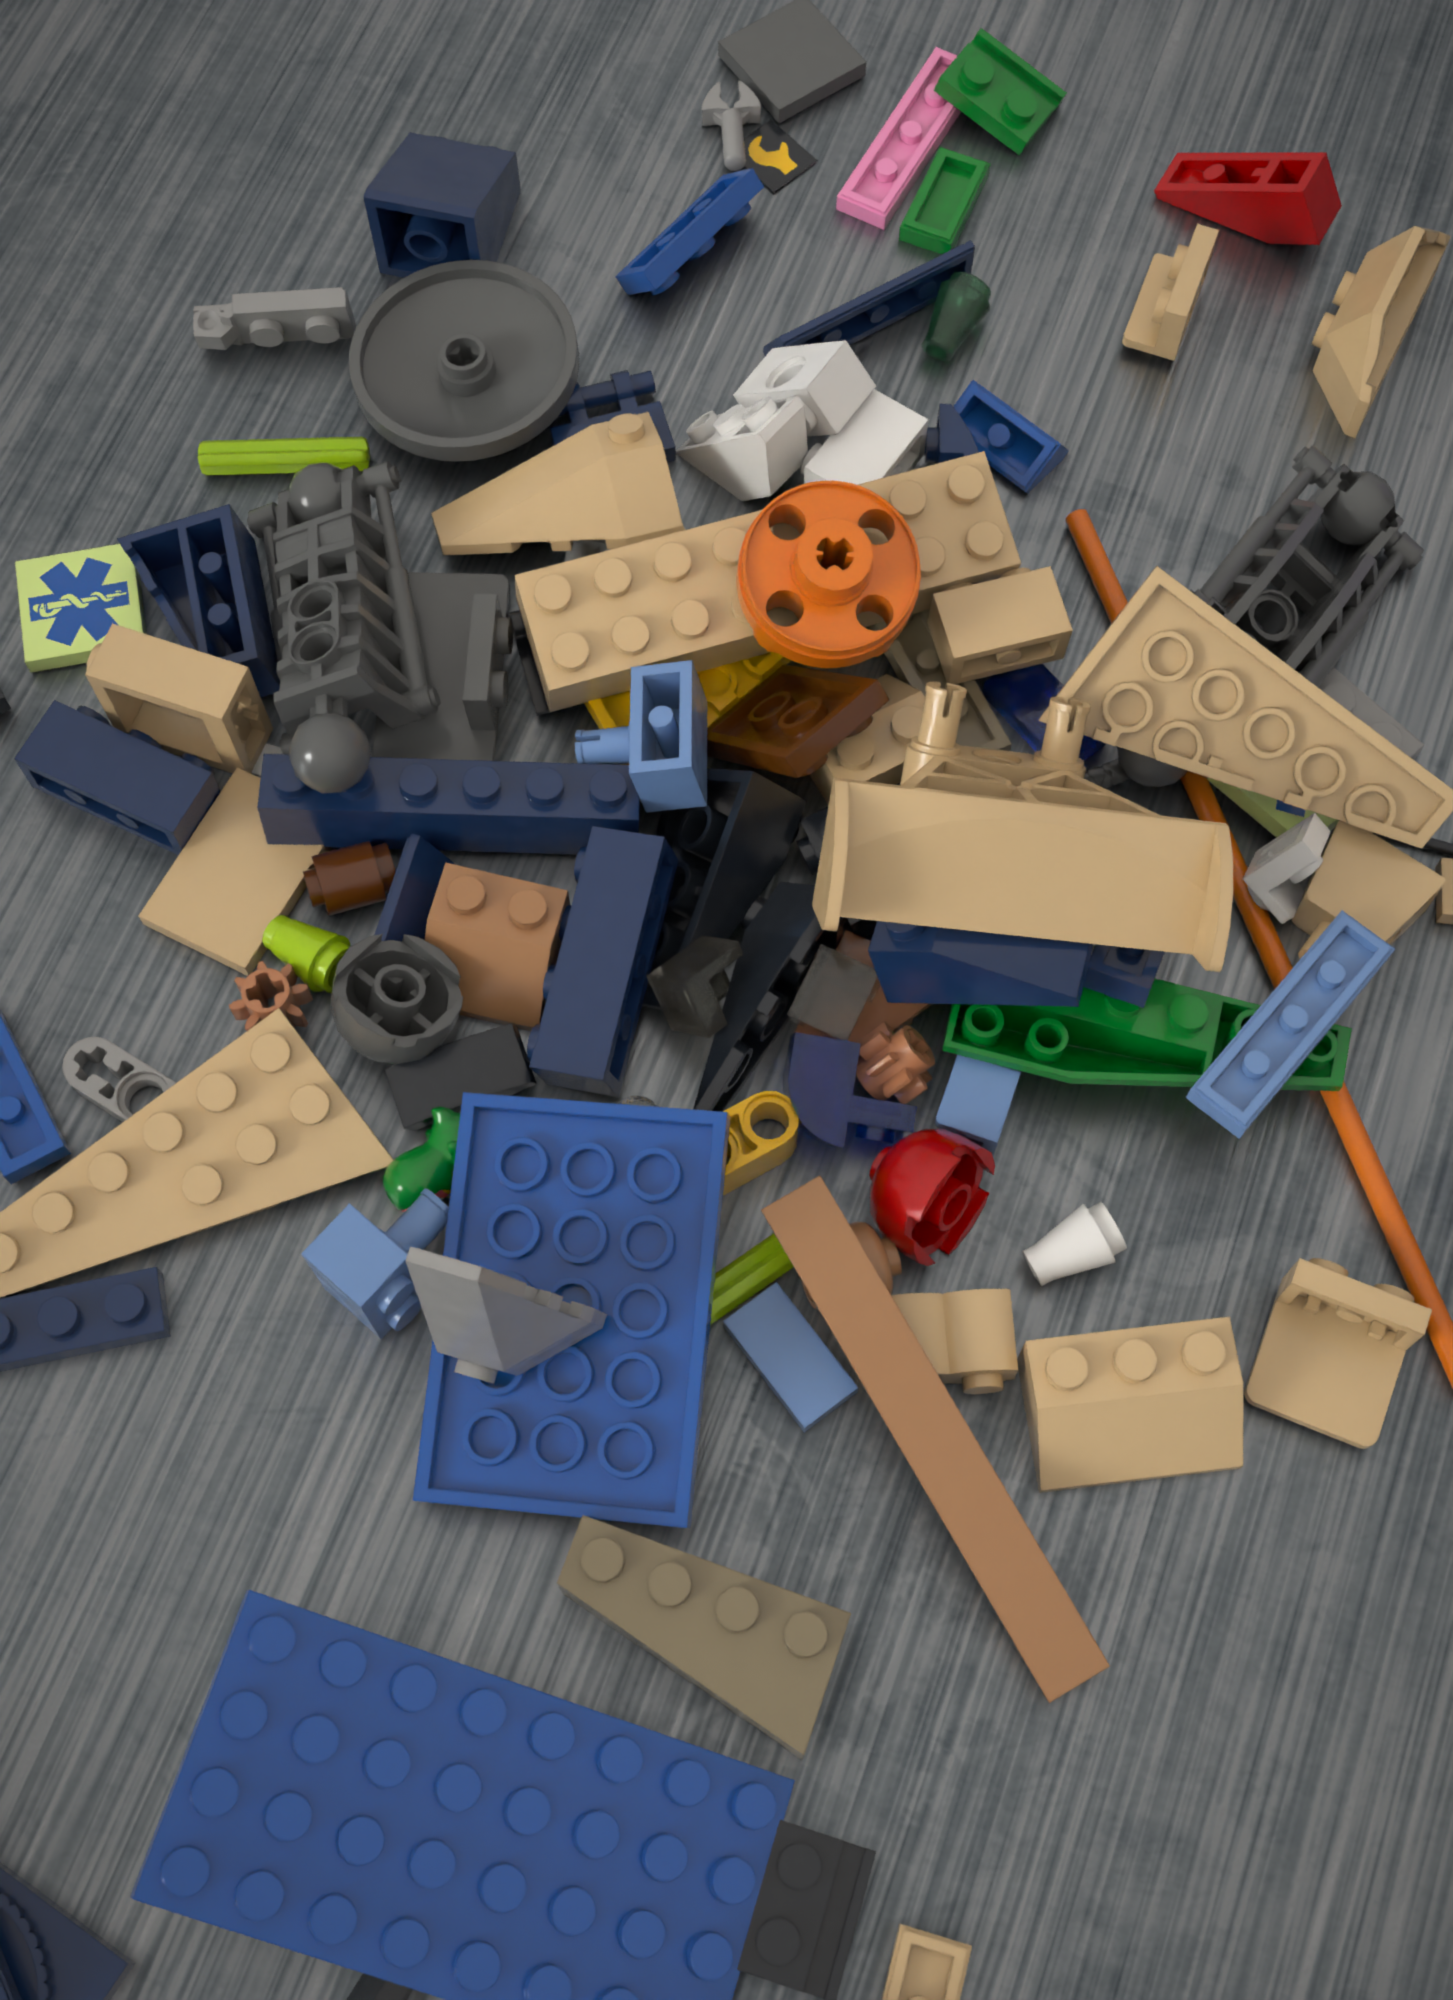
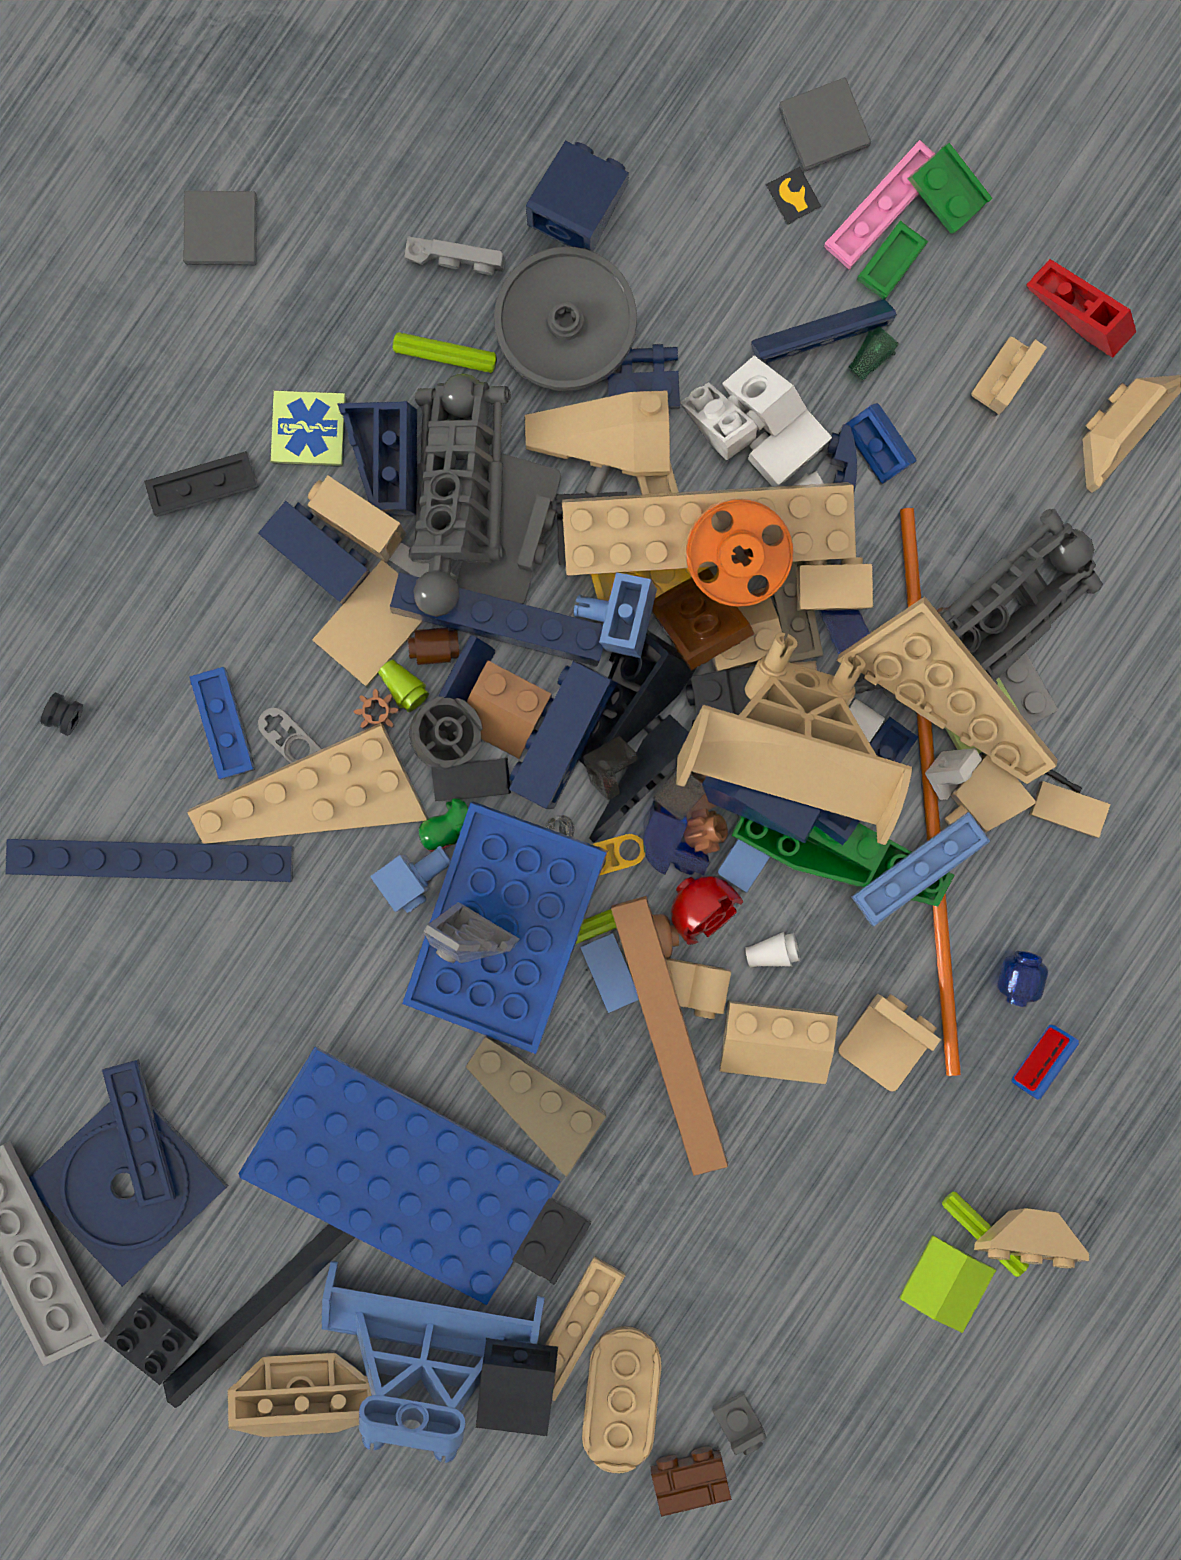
camera: 10 degrees right, 20 degrees up
(690, 233) = (725, 250): blue plate -> none
(731, 120) = (773, 167): light grey bar -> none

